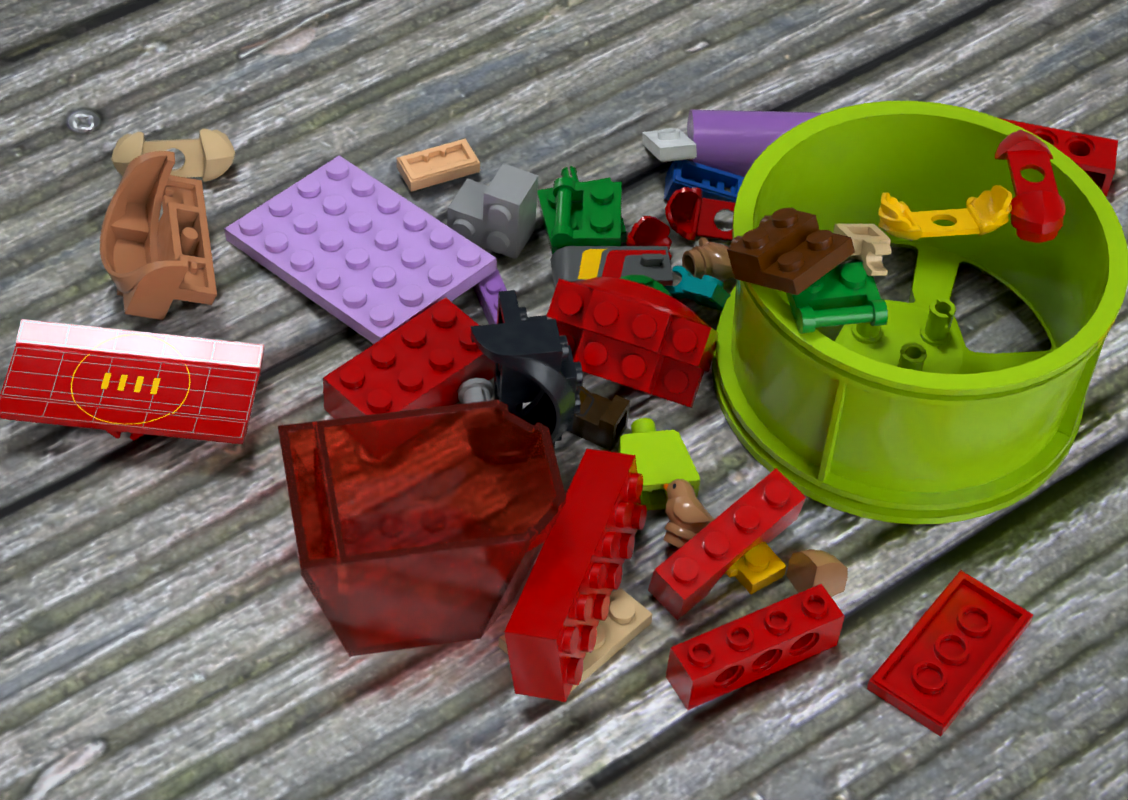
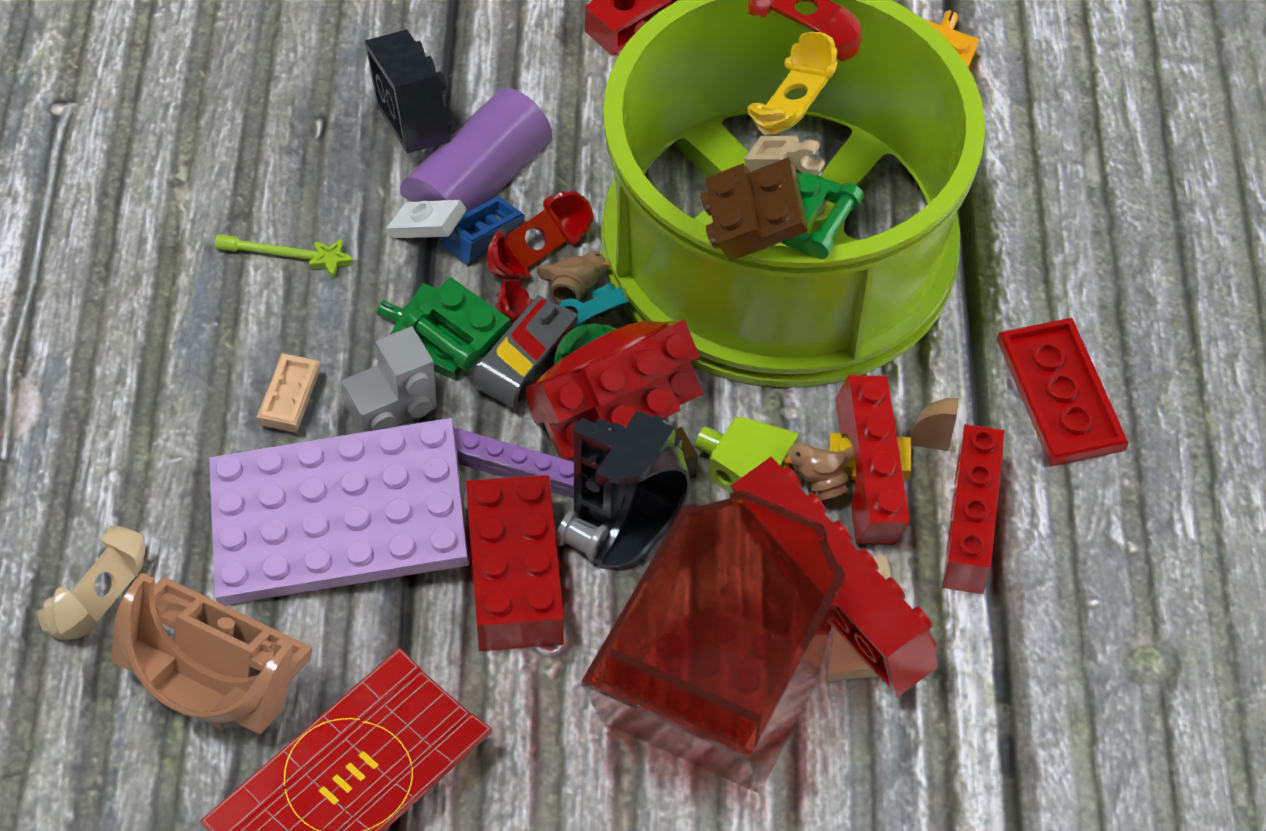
camera: 50 degrees left, 5 degrees up
(581, 118) = (323, 257): none -> lime piece
(761, 55) = (409, 91): none -> black brick

